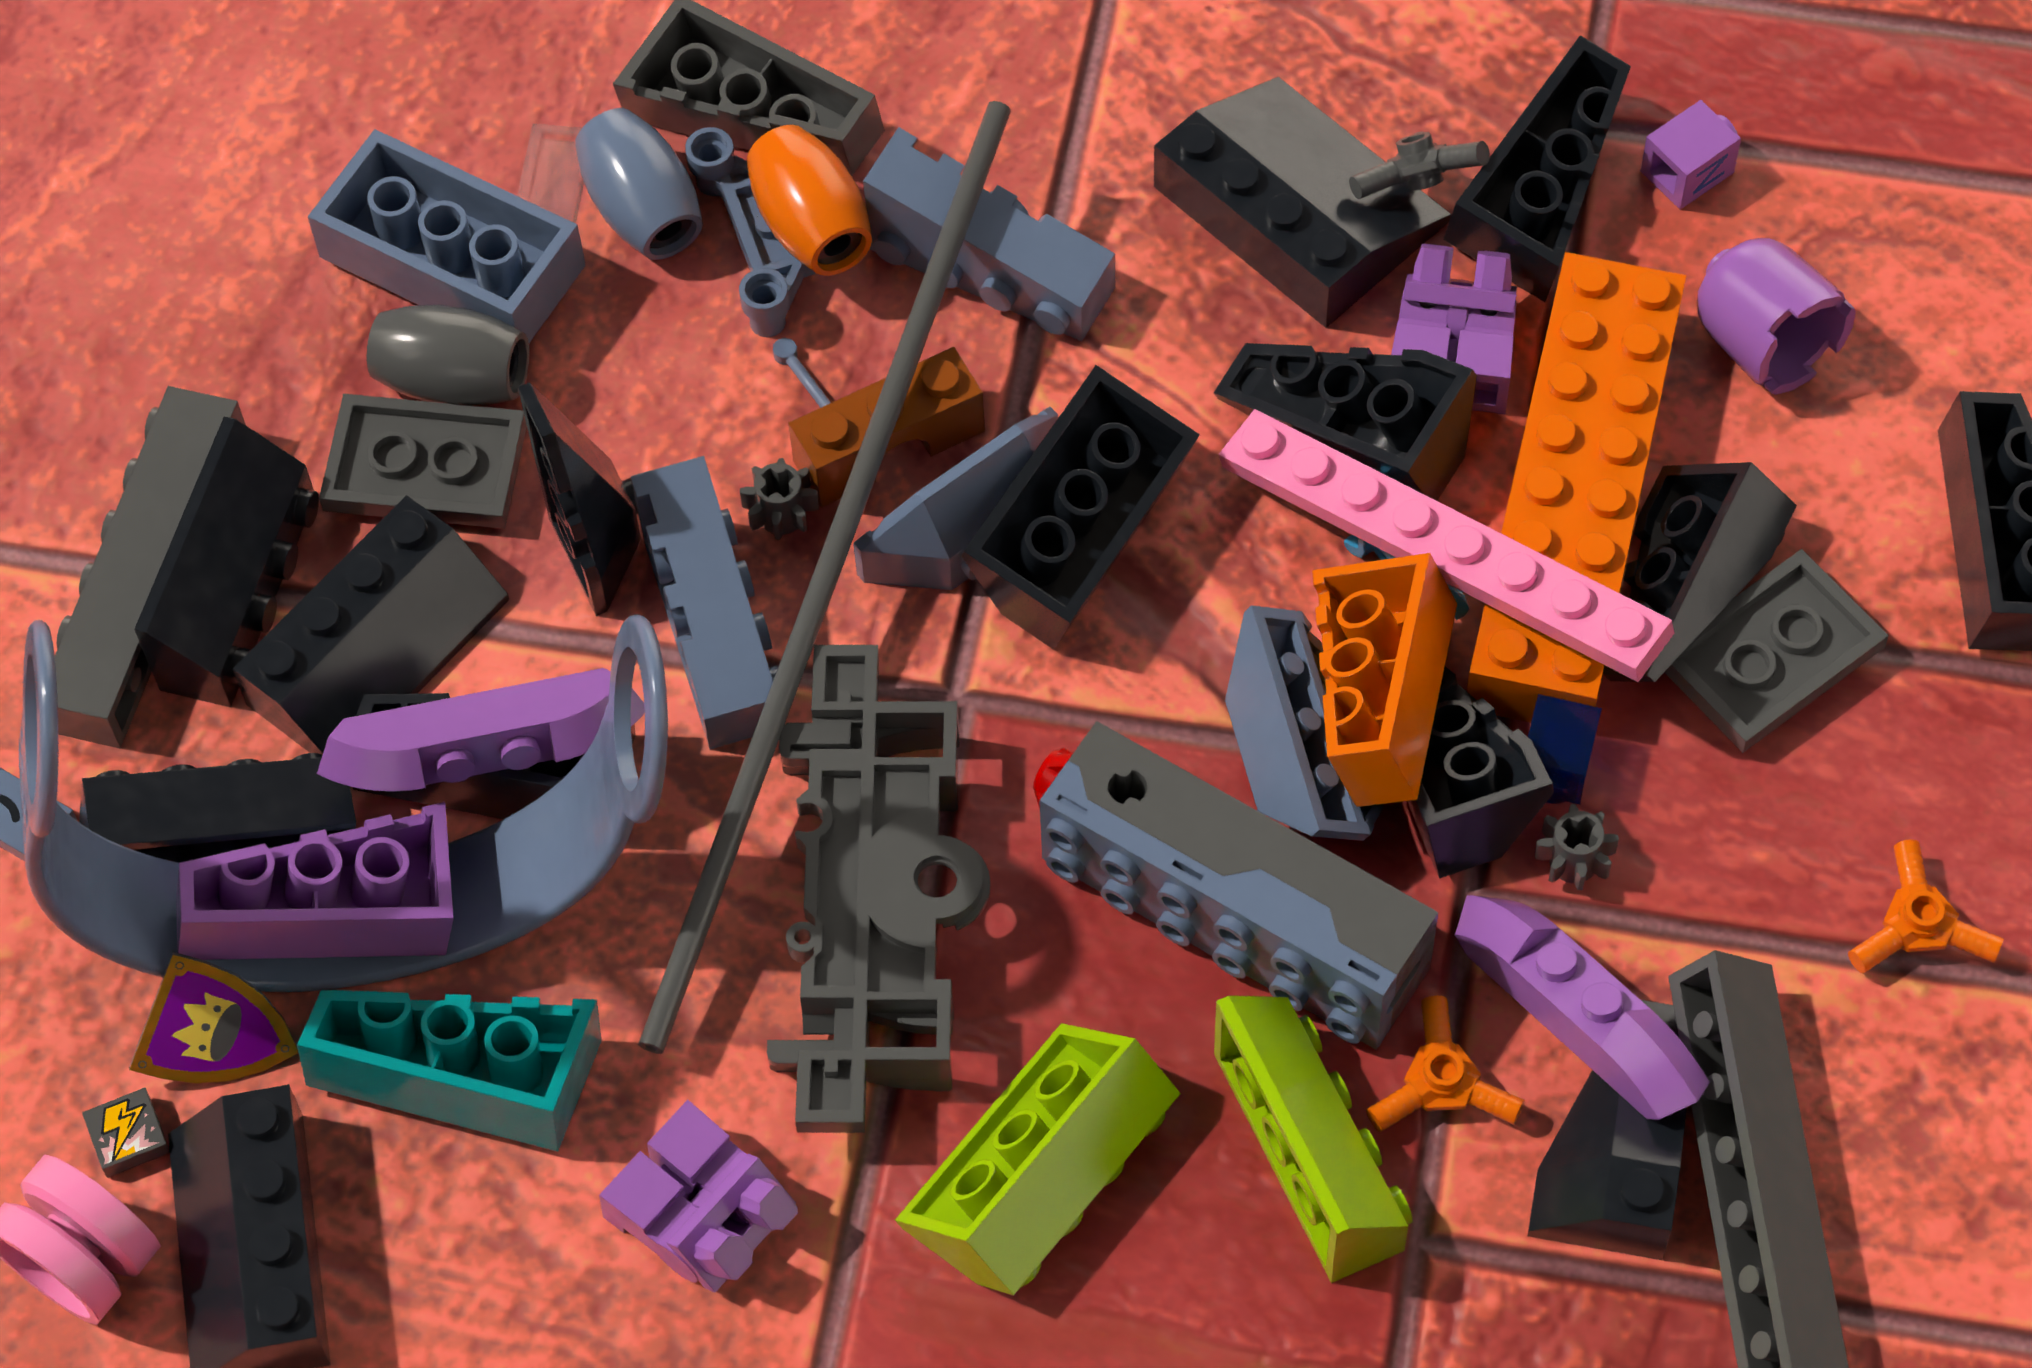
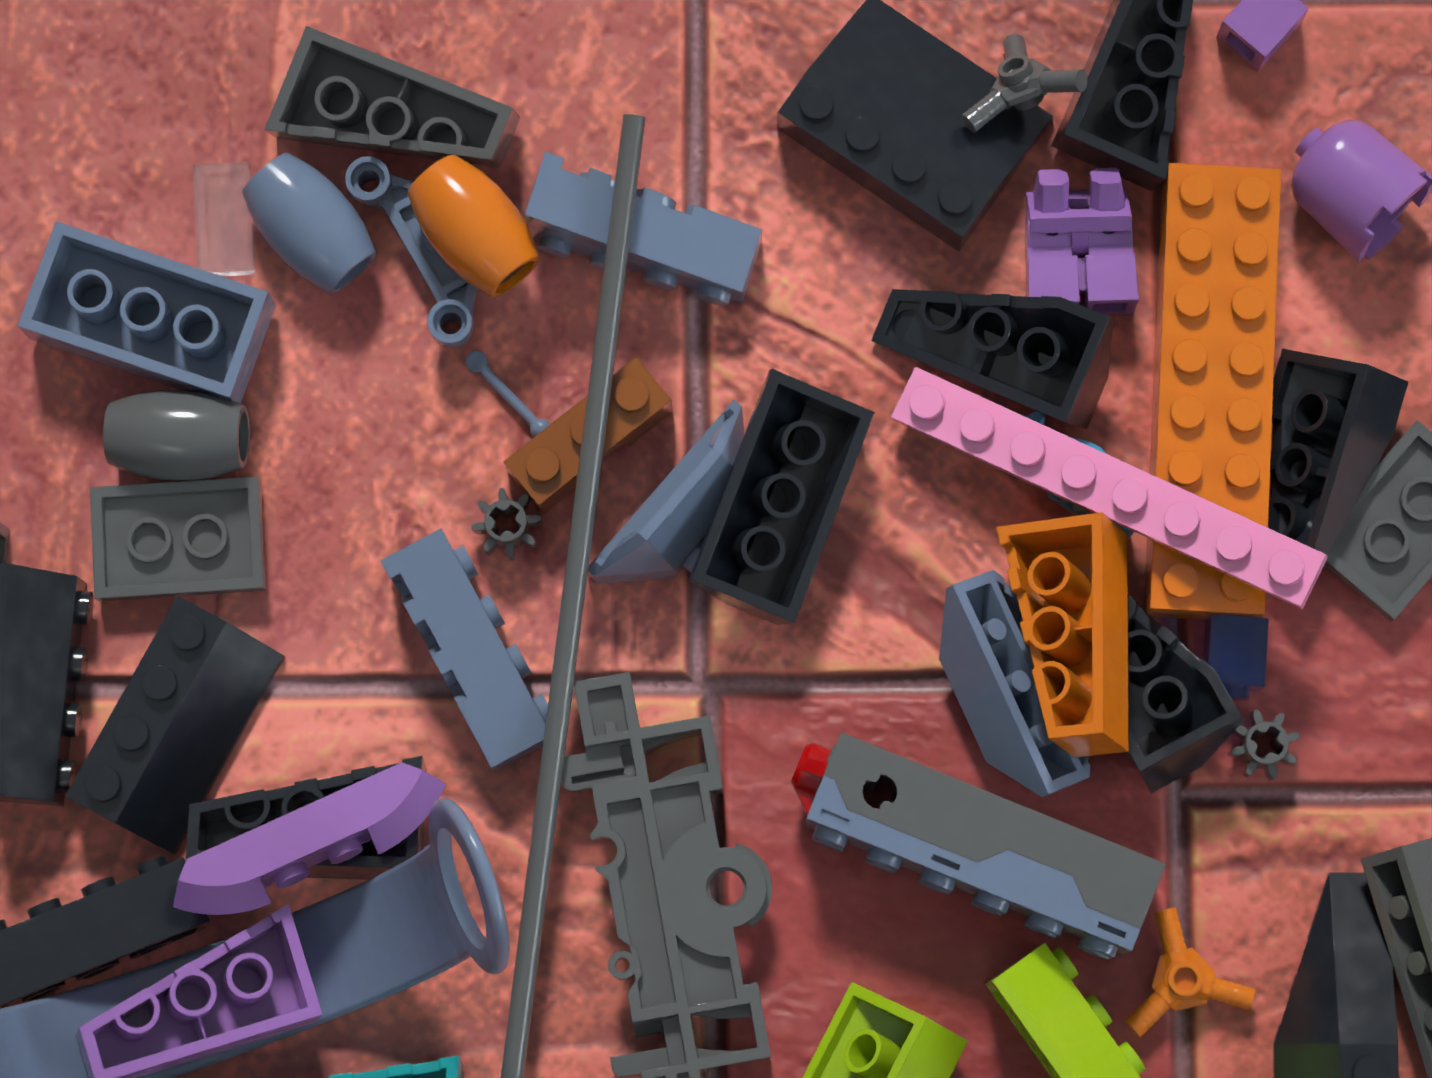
camera: 10 degrees left, 20 degrees up
(583, 499) = (344, 576): black wedge -> none
(1581, 1005) = (1291, 901): medium lavender brick -> none

